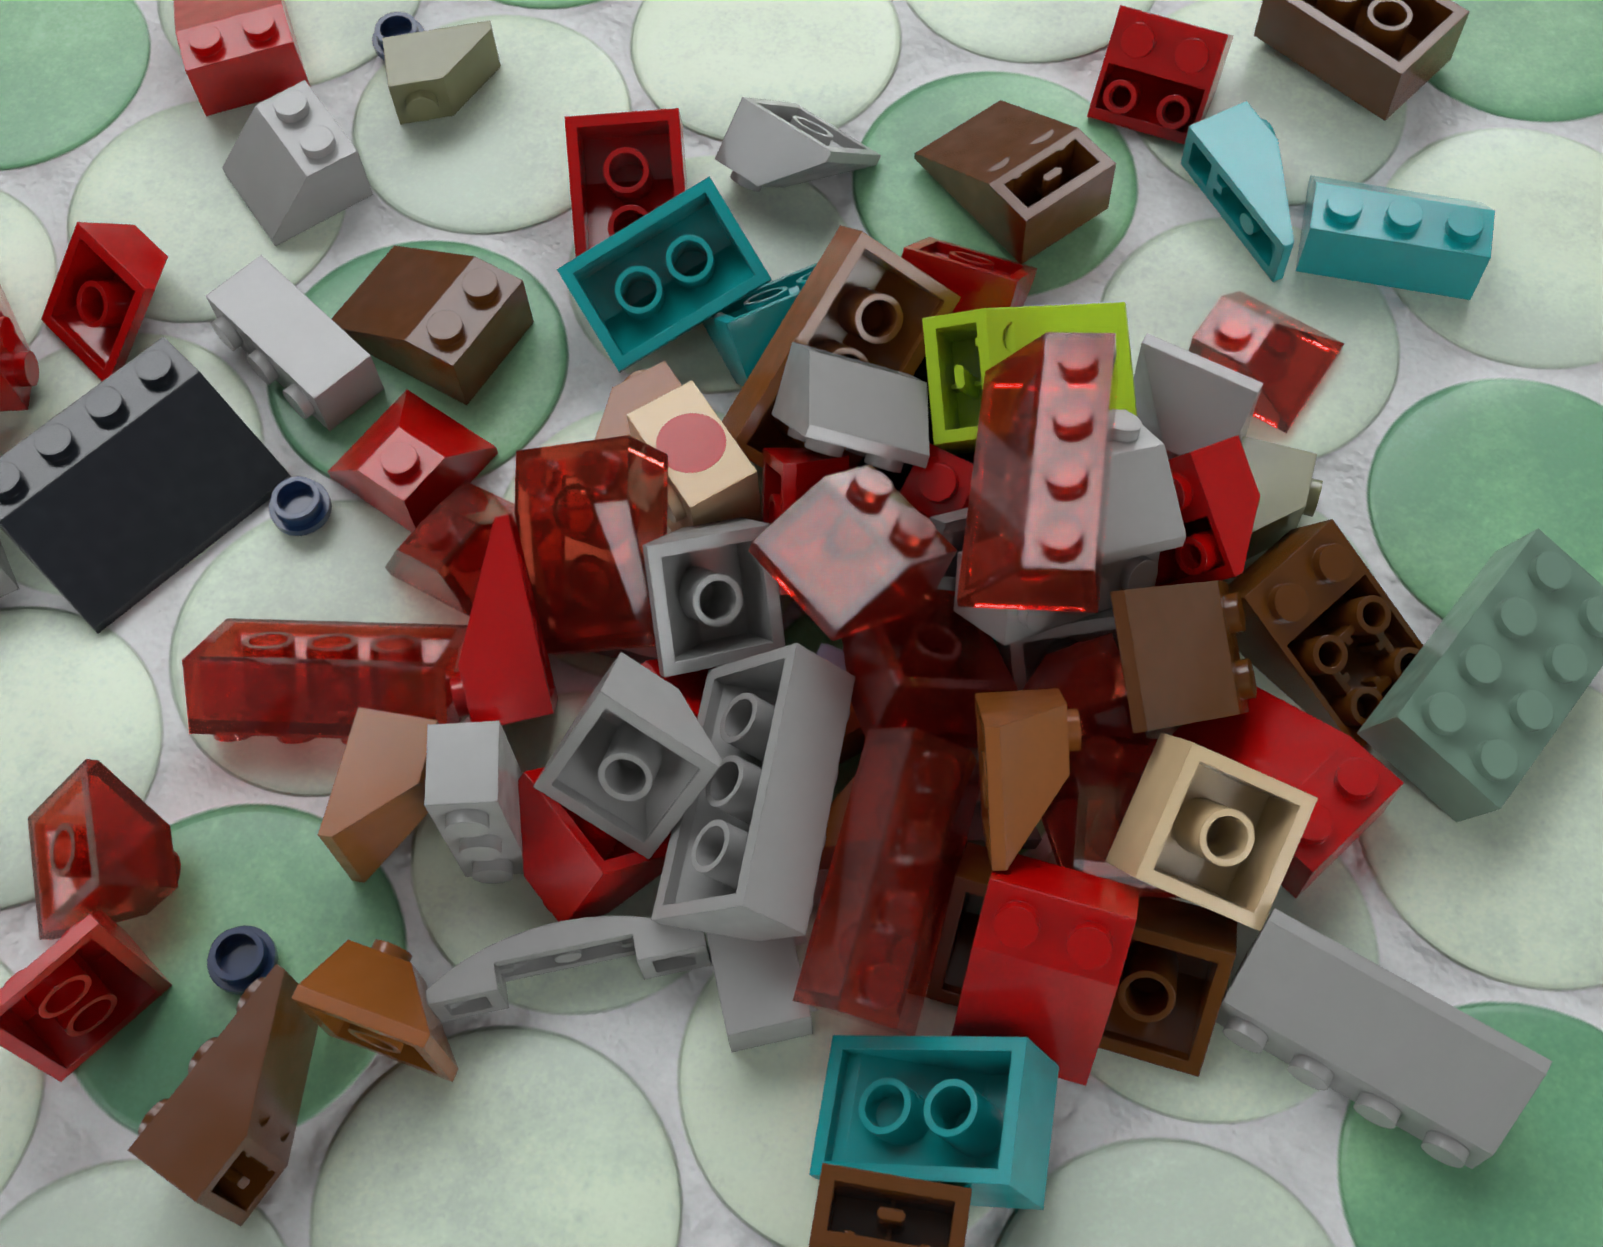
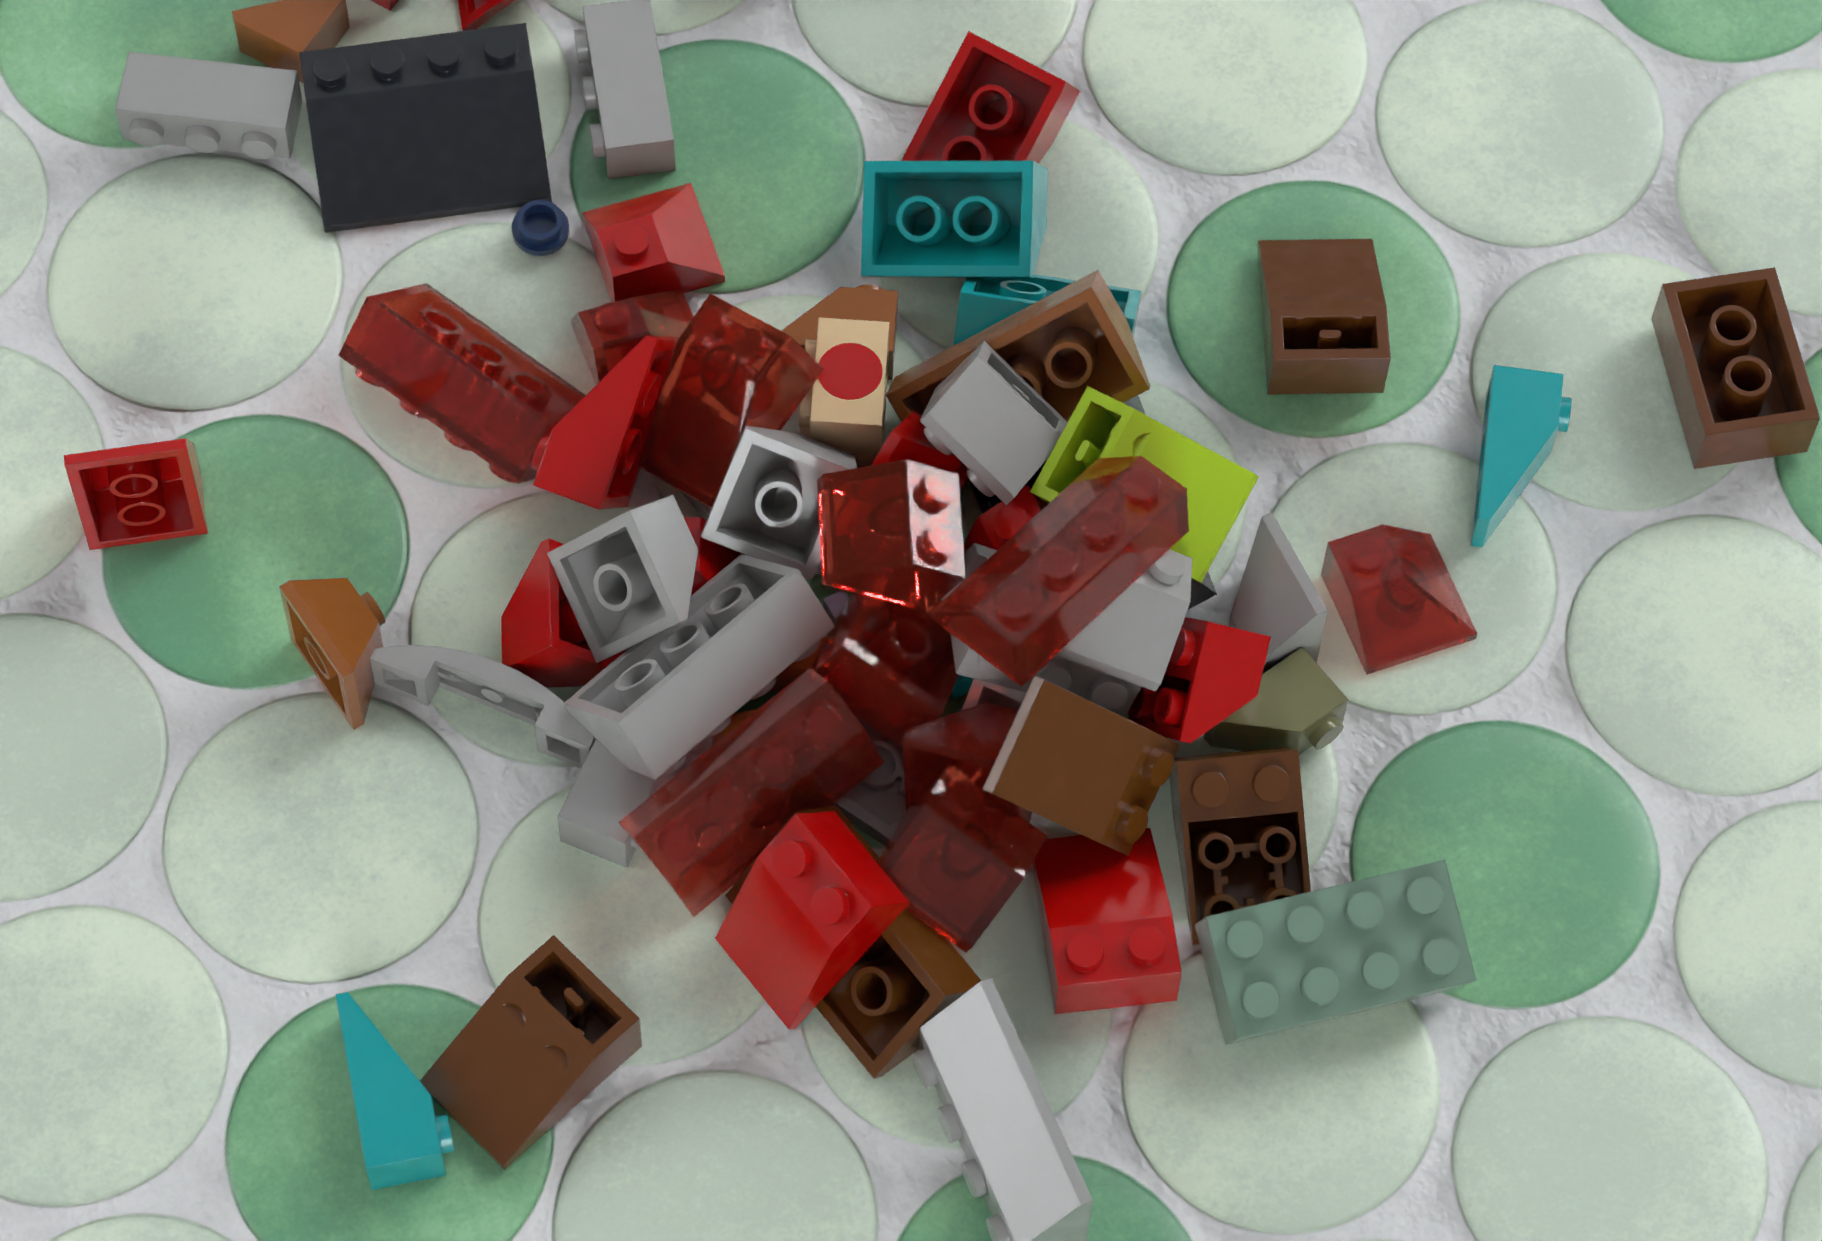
camera: 30 degrees right, 0 degrees up
(97, 851) = (219, 401): clear red slope -> none
(238, 1108) = (199, 639): reddish brown slope -> none
(241, 958) = (267, 546): dark blue plate -> none
(376, 790) = (443, 485): slope -> none
(438, 317) = (754, 136): reddish brown slope -> none
(475, 798) = (499, 533): light grey brick -> none
(787, 146) = (1155, 165): light grey slope -> none
(942, 1113) = (675, 972): teal slope -> none
(972, 274) = (1200, 382): red slope -> none
(1021, 763) = (886, 750): dark orange slope -> none
(1158, 74) = (1527, 299): red slope -> none
(1211, 830) = (992, 898): tan brick -> none
(1395, 237) = (1599, 567): teal slope -> none

